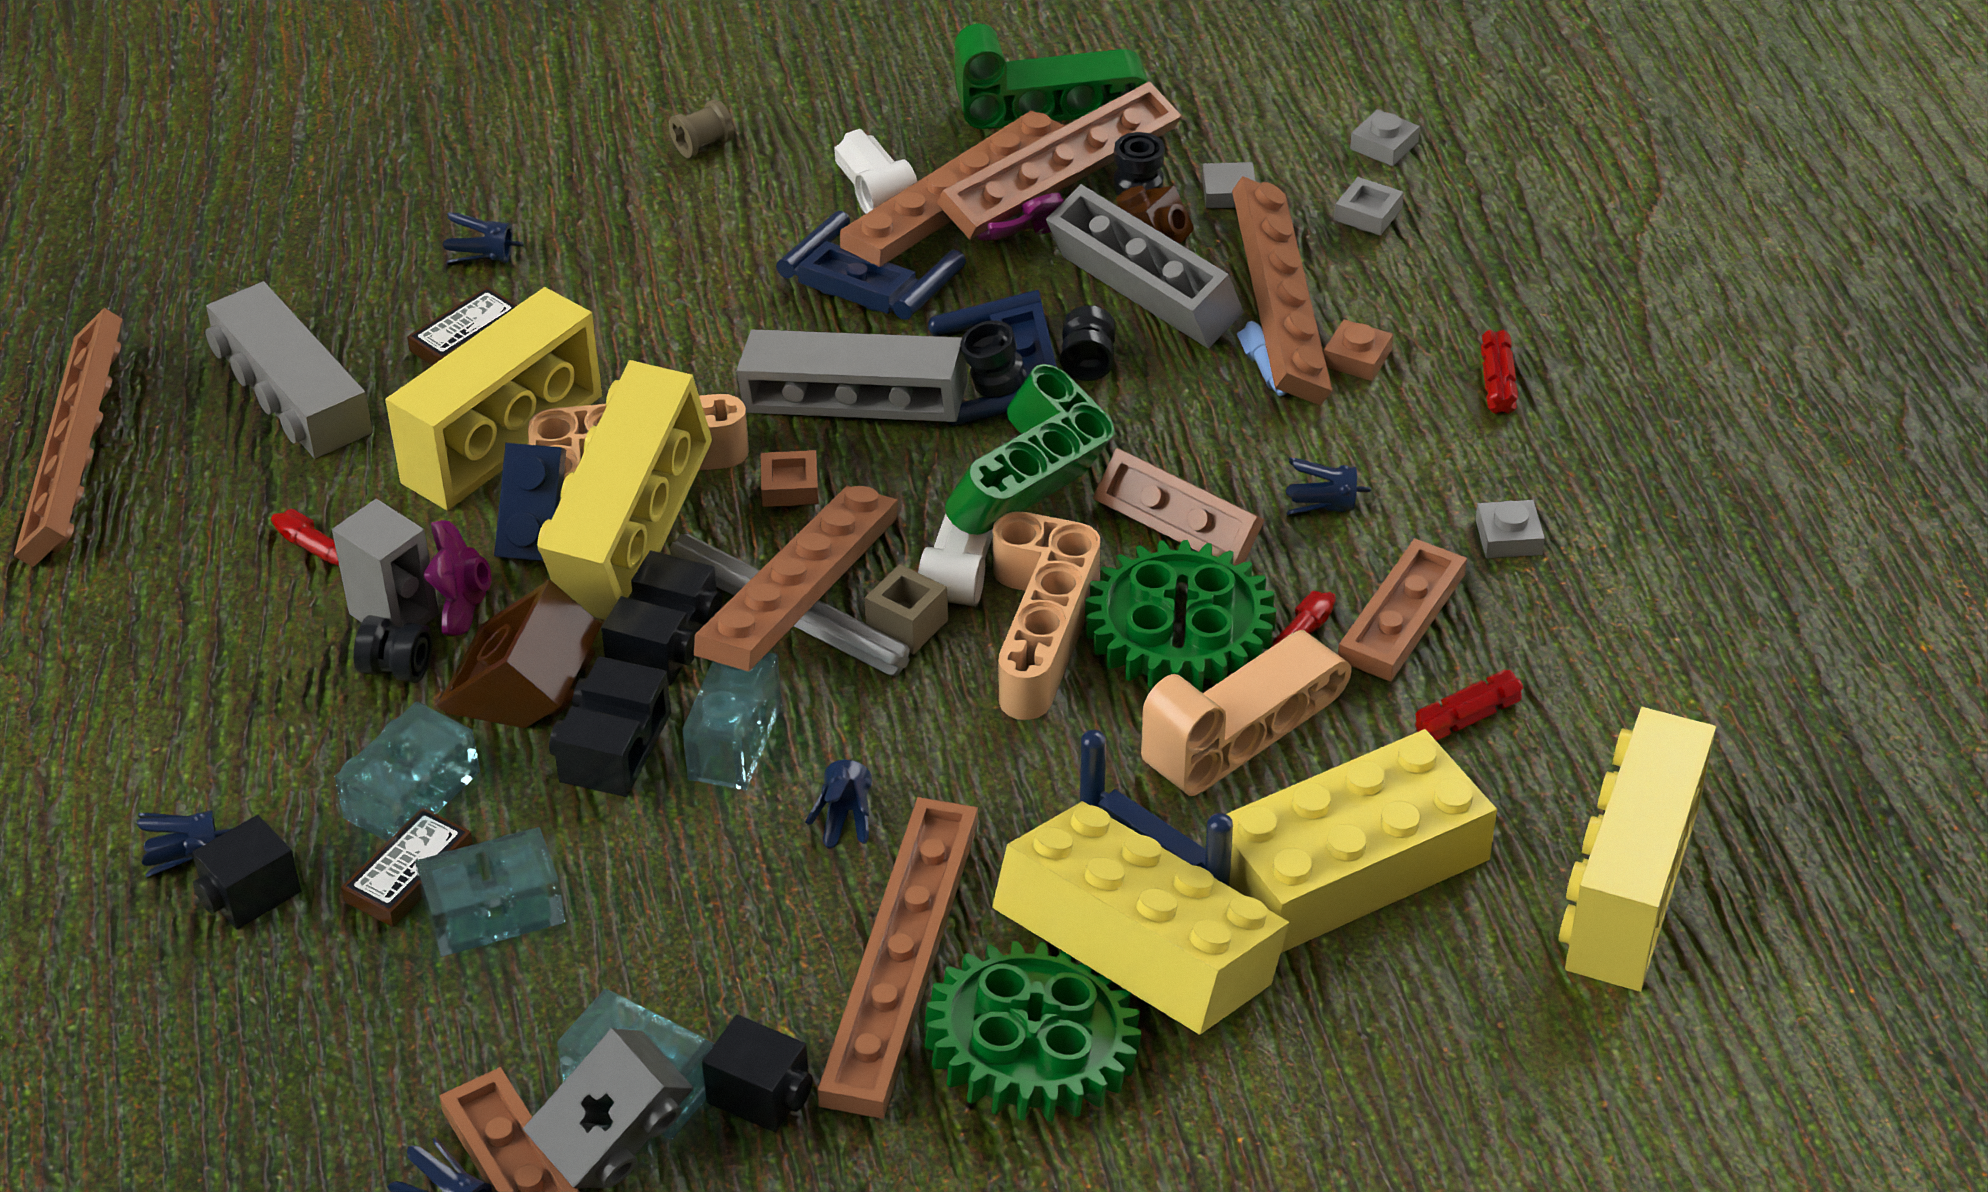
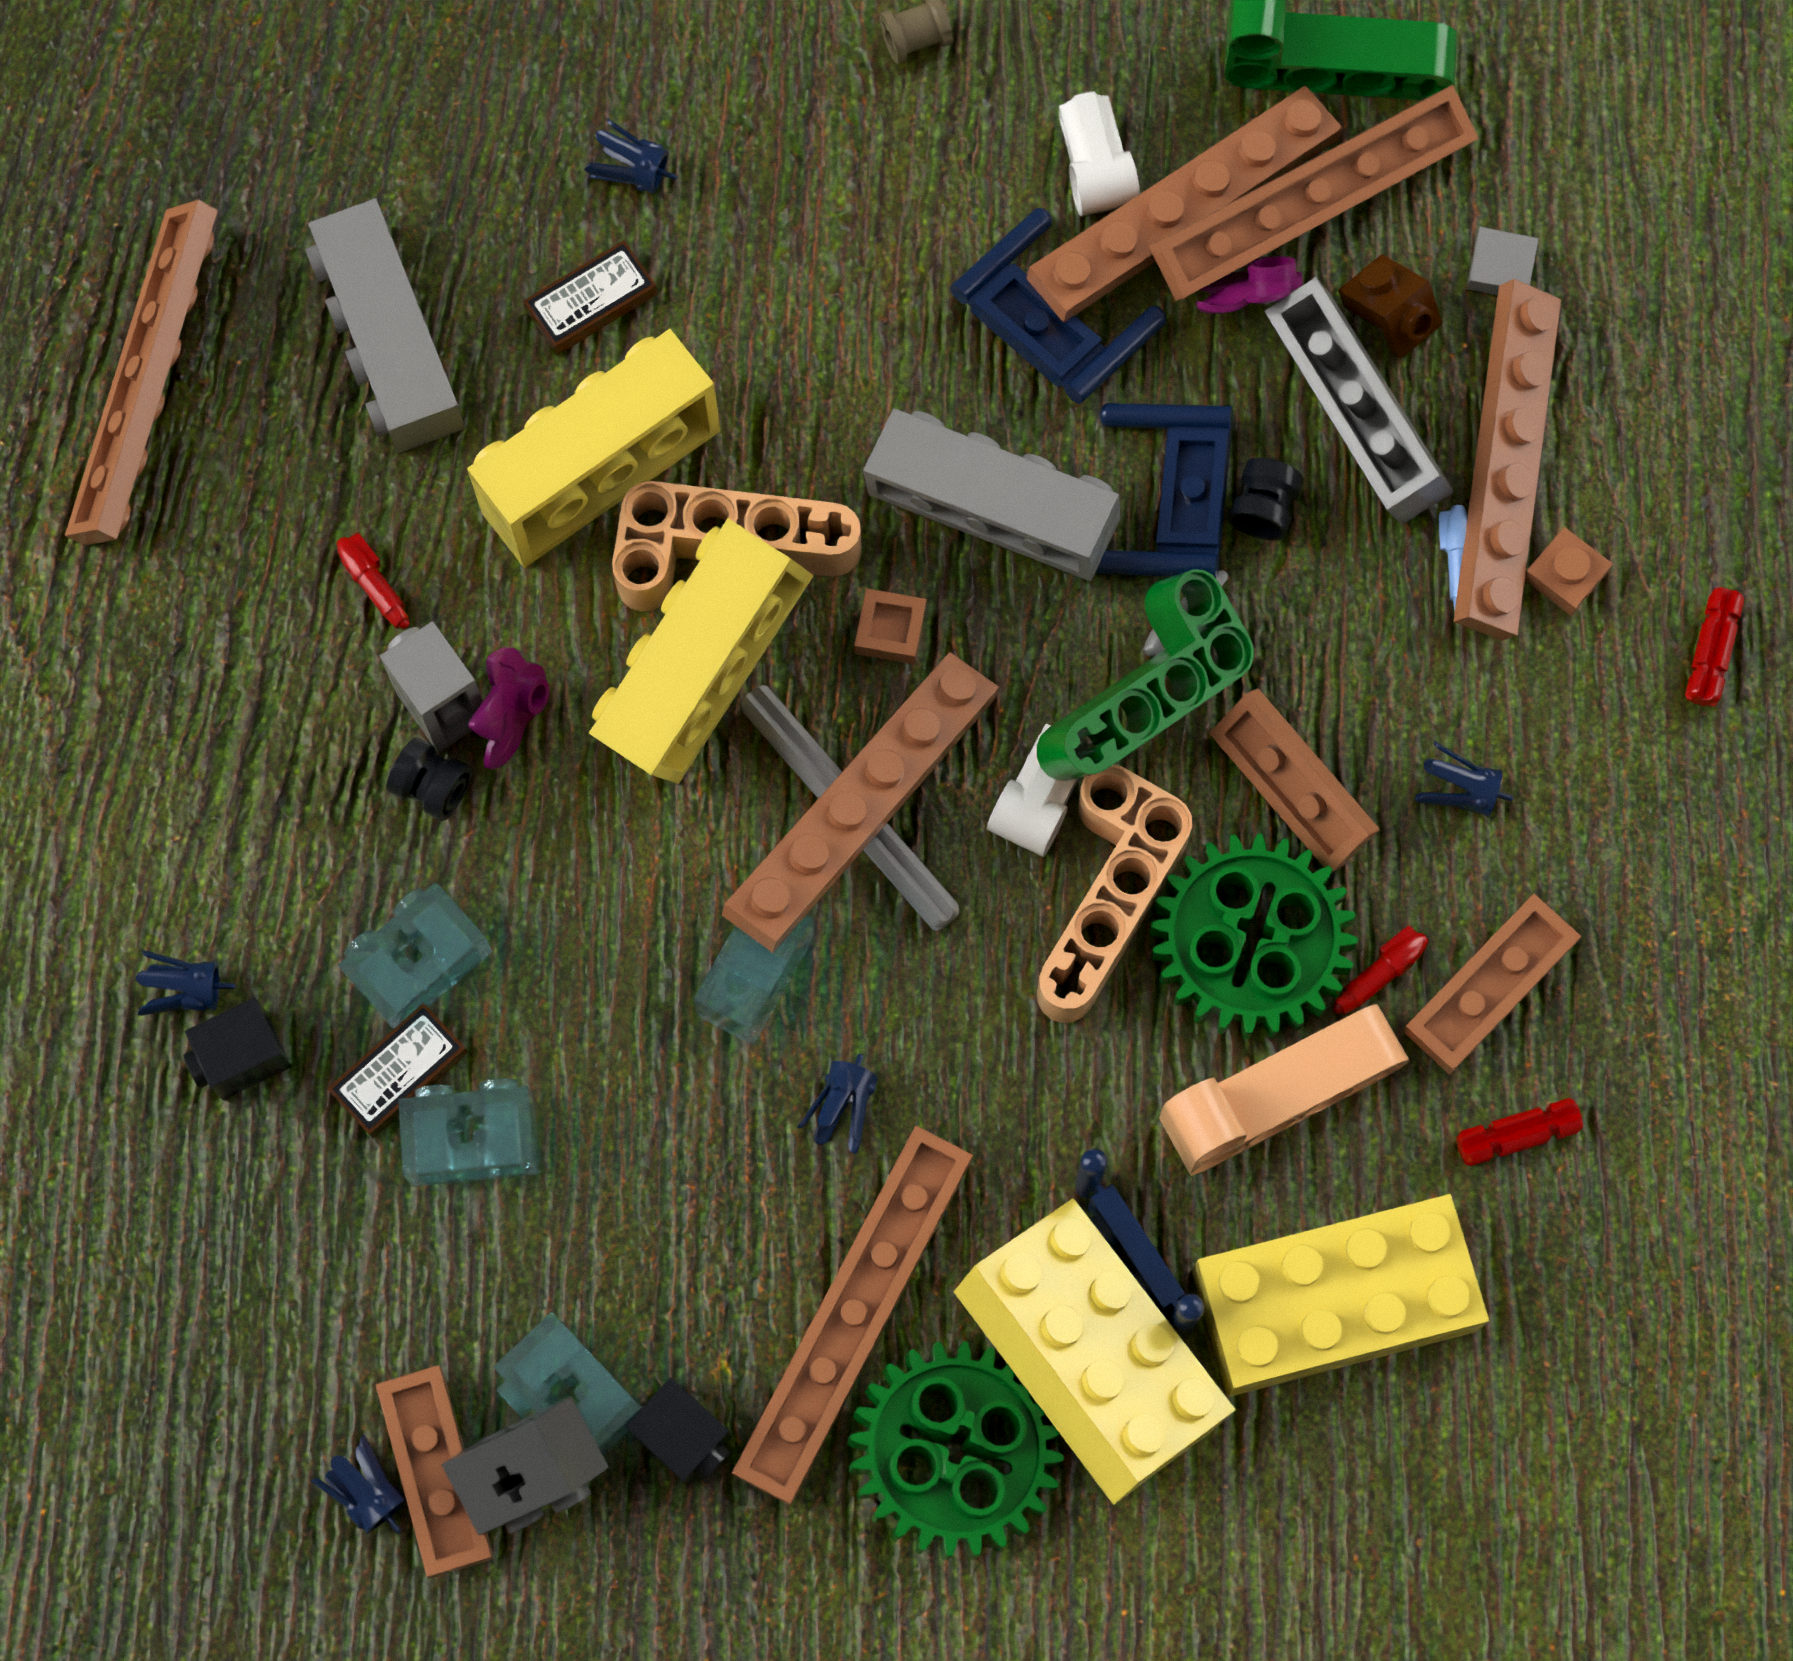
camera: 15 degrees right, 30 degrees up
(524, 660) = (557, 830): reddish brown slope -> none
(527, 498) = (604, 613): dark blue plate -> none
(611, 726) = (631, 943): black brick -> none
(662, 614) = (712, 805): black brick -> none
(907, 607) = (971, 841): dark tan plate -> none
(993, 358) = (1145, 509): black wheel -> none
(1138, 162) = (1406, 232): black wheel -> none
(1368, 206) = (1651, 346): light grey plate -> none
(1385, 137) = (1709, 223): light grey plate -> none
(1509, 529) = (1647, 888): light grey plate -> none
(1635, 848) = (1622, 1399): light yellow brick -> none

